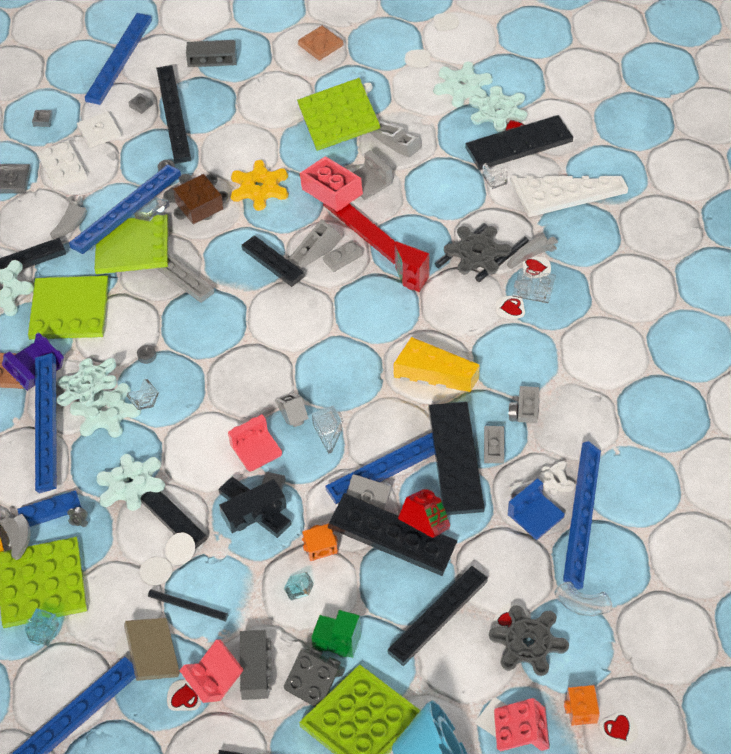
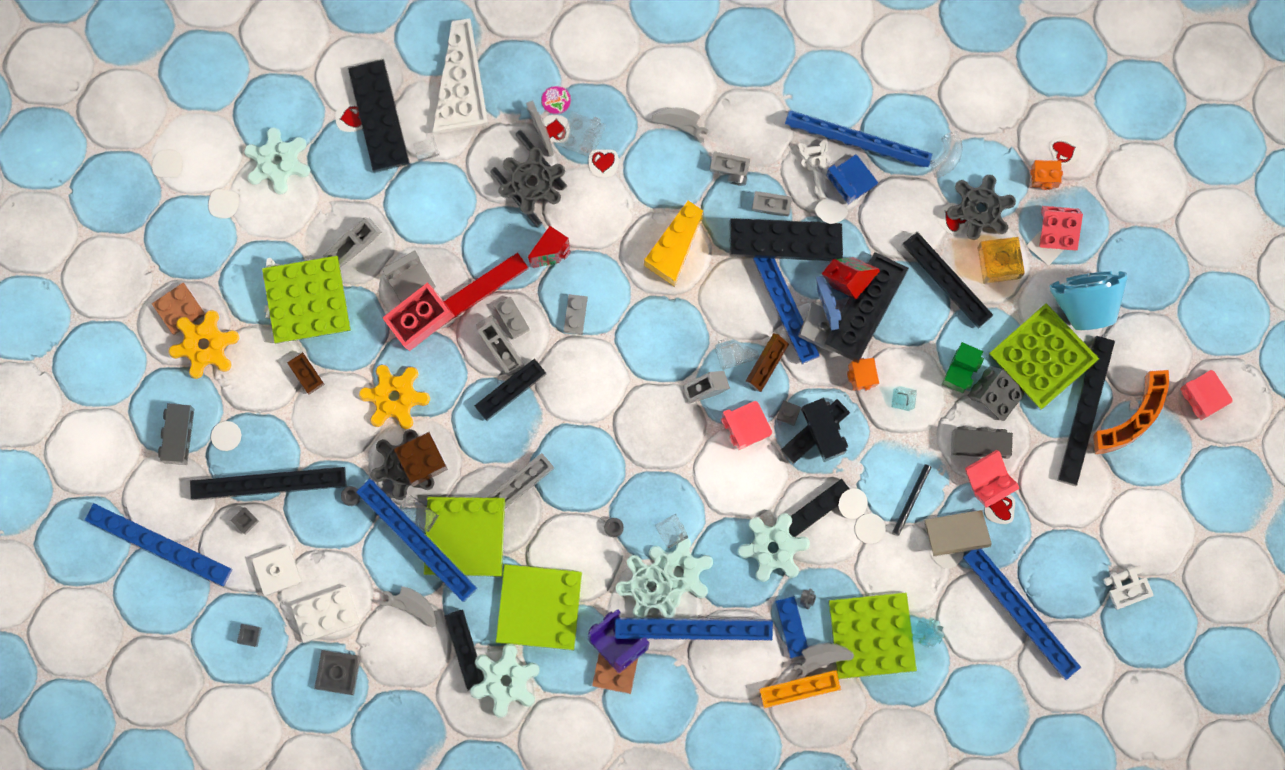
camera: 85 degrees left, 25 degrees up
(214, 86) = (226, 436): none -> white sticker
(272, 123) = (305, 373): none -> reddish brown plate
(292, 66) = (217, 342): none -> yellow plate
(322, 456) = (767, 362): none -> reddish brown plate
(353, 301) = (575, 314): none -> light grey plate
(387, 494) = (828, 302): none -> medium blue plate
(469, 664) = (1001, 260): none -> clear yellow brick
(496, 497) = (831, 210): none -> white sticker
(497, 100) = (327, 116): light aqua plate -> none
(565, 264) = (556, 100): none -> sticker
(568, 362) = (681, 119): none -> light grey piece

